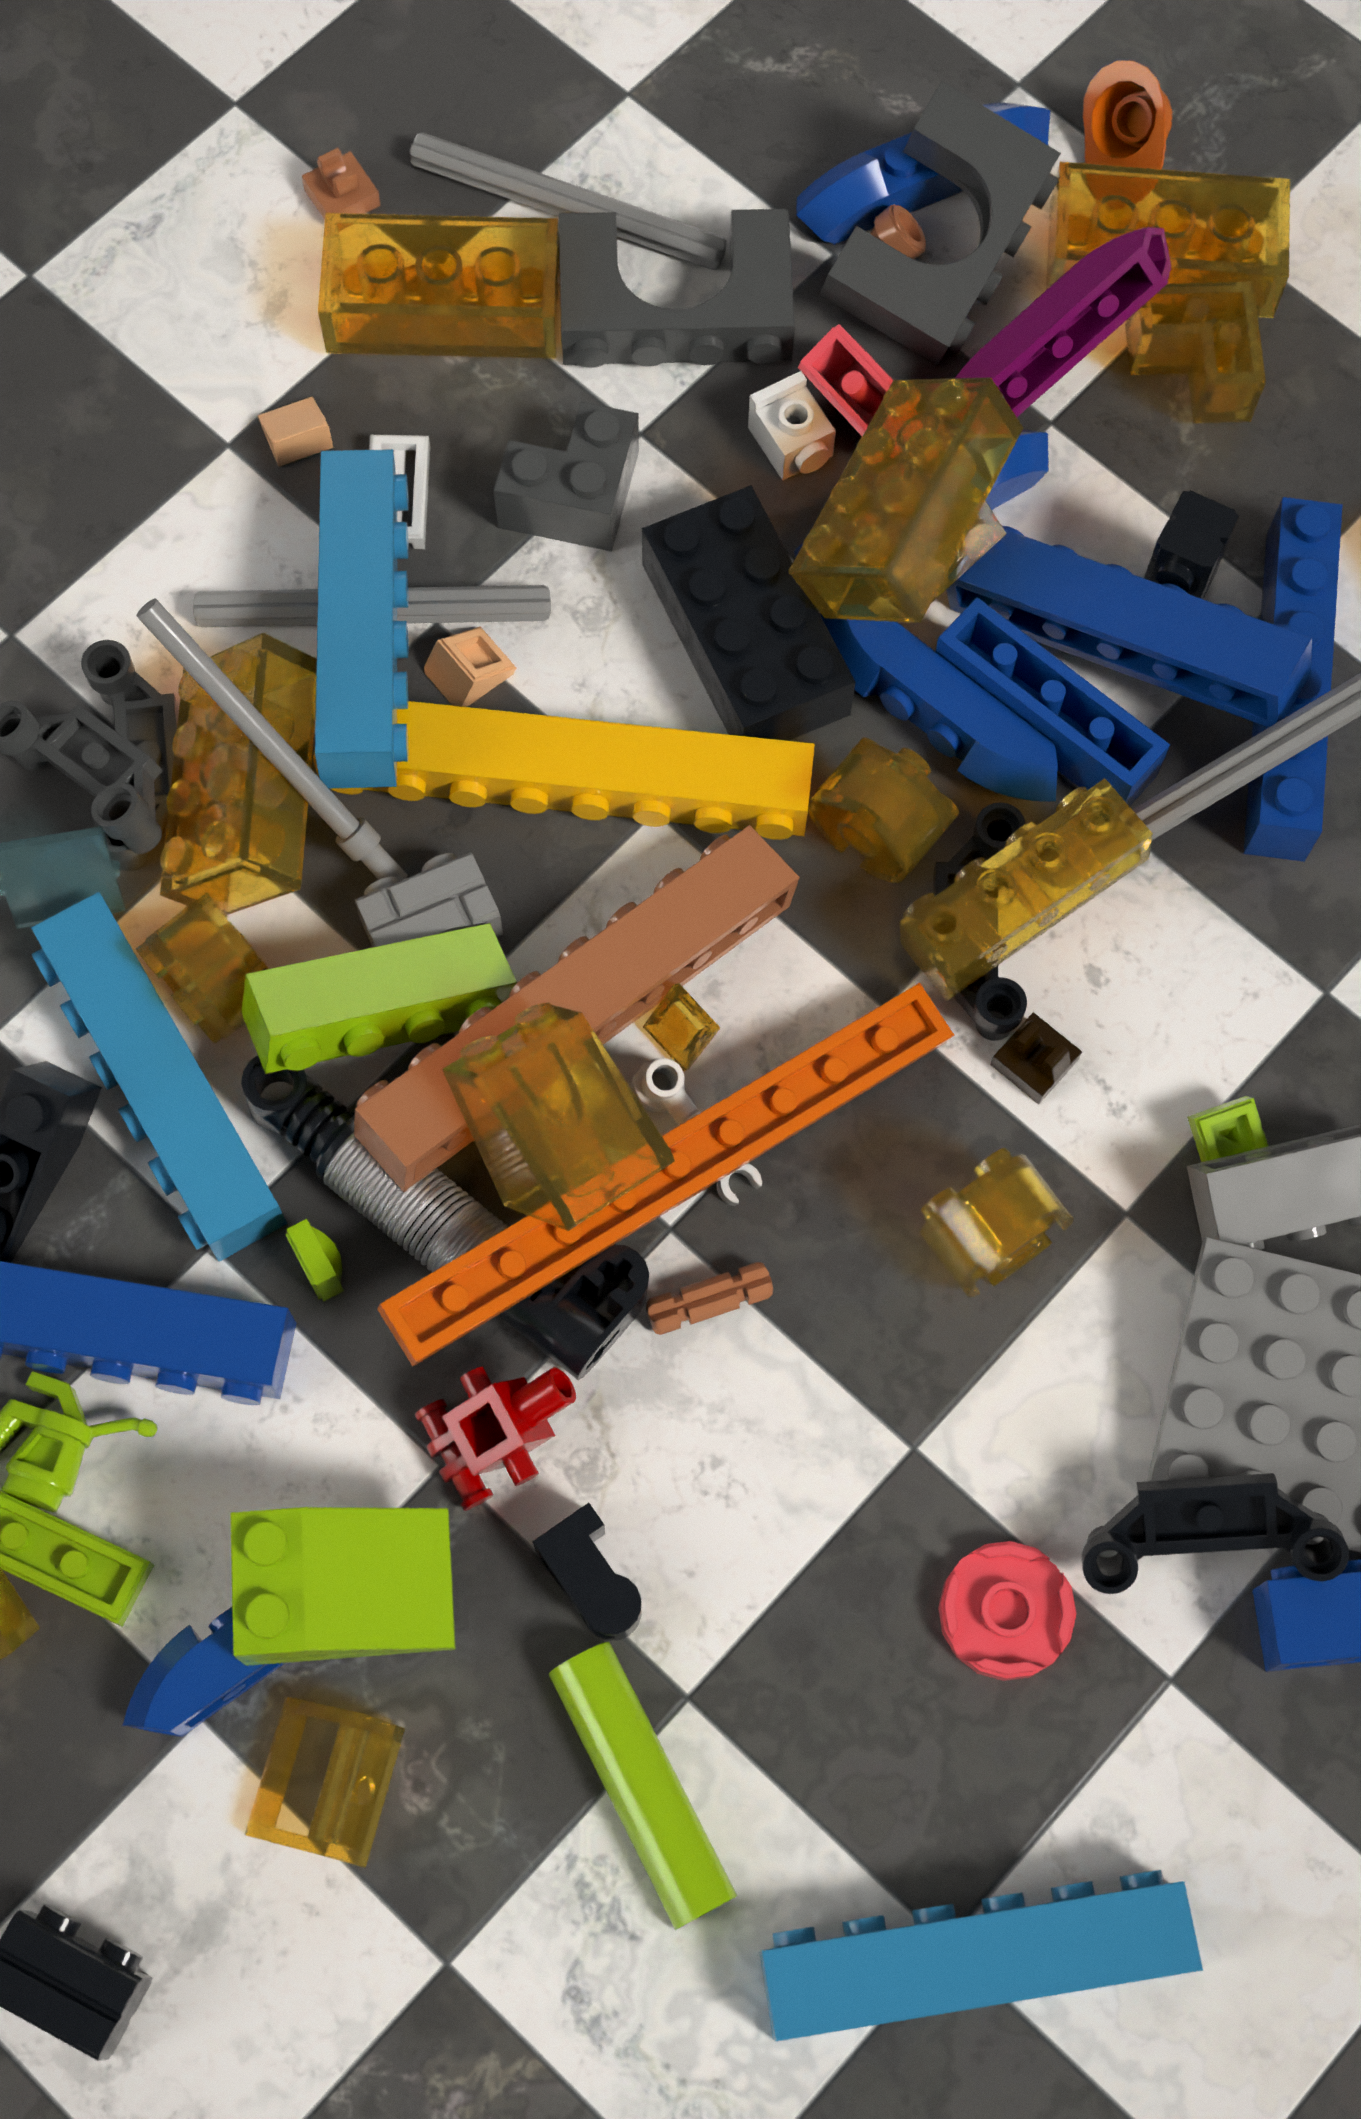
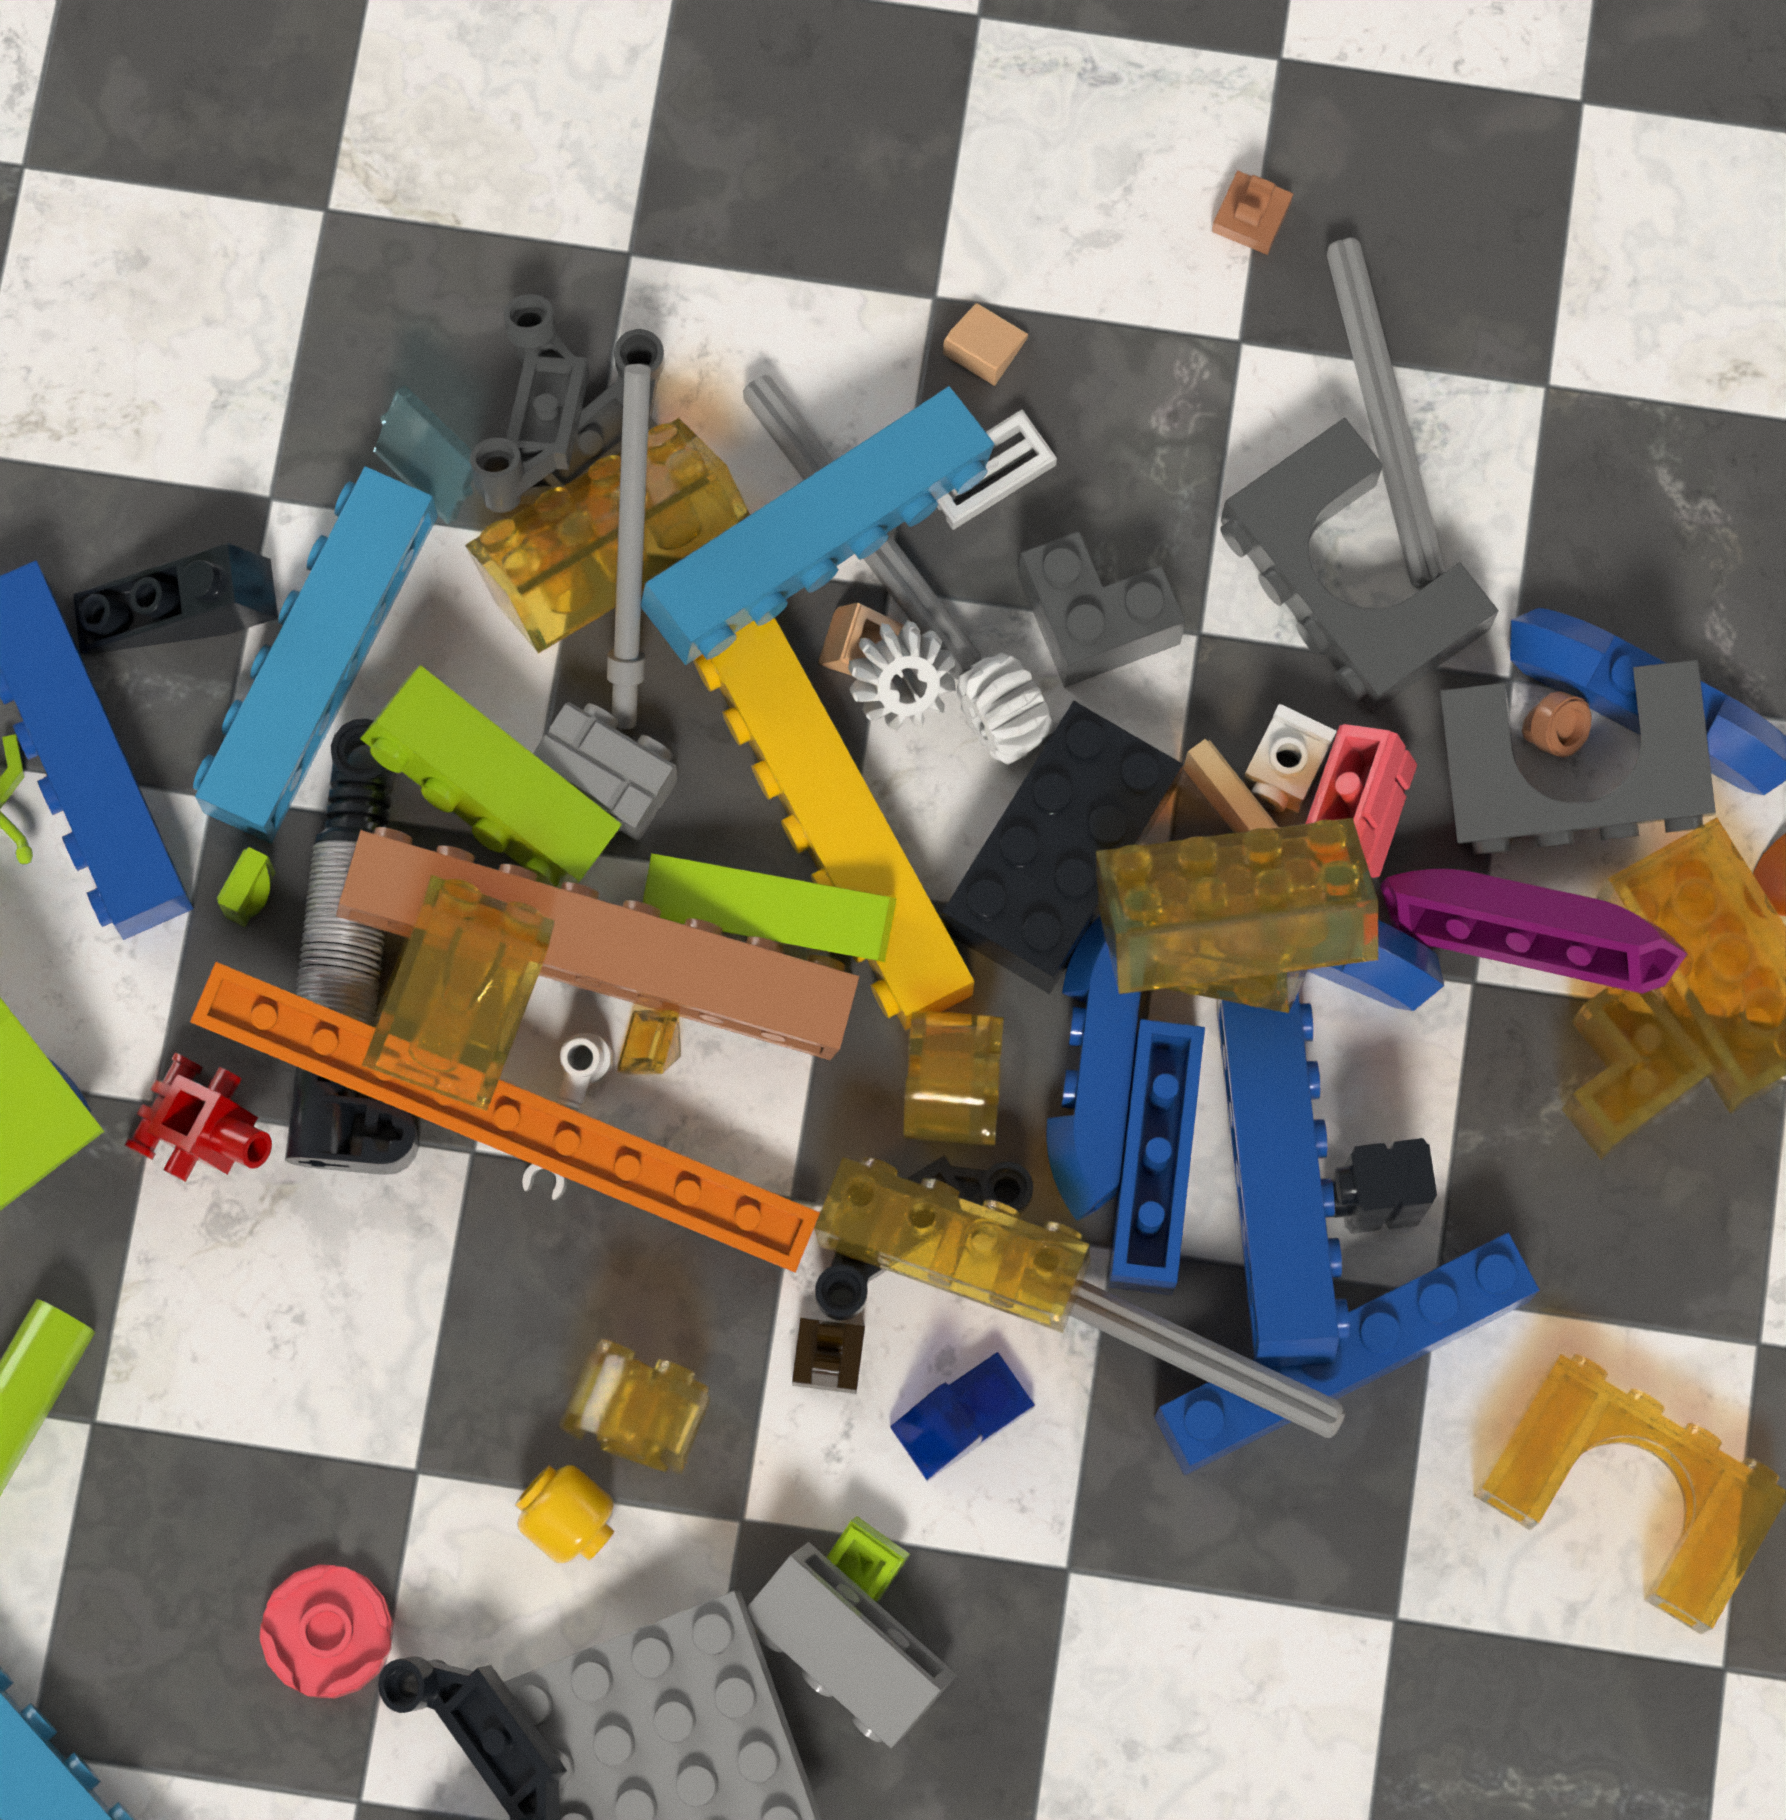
camera: 55 degrees right, 5 degrees up
(203, 965) = (431, 623): clear yellow brick -> none
(440, 285) = (1200, 365): clear yellow brick -> none
(523, 643) = (914, 693): none -> white gear
(602, 1599) = (129, 1278): black leg -> none
(606, 587) = (1005, 708): none -> white gear
(643, 853) = (771, 907): none -> lime tile
(709, 1298) = (429, 1221): nougat axle -> none
(792, 482) = (1225, 789): none -> tan tile
(1039, 1343) = (565, 1514): none -> yellow head
(1155, 990) = (961, 1416): none -> clear blue slope

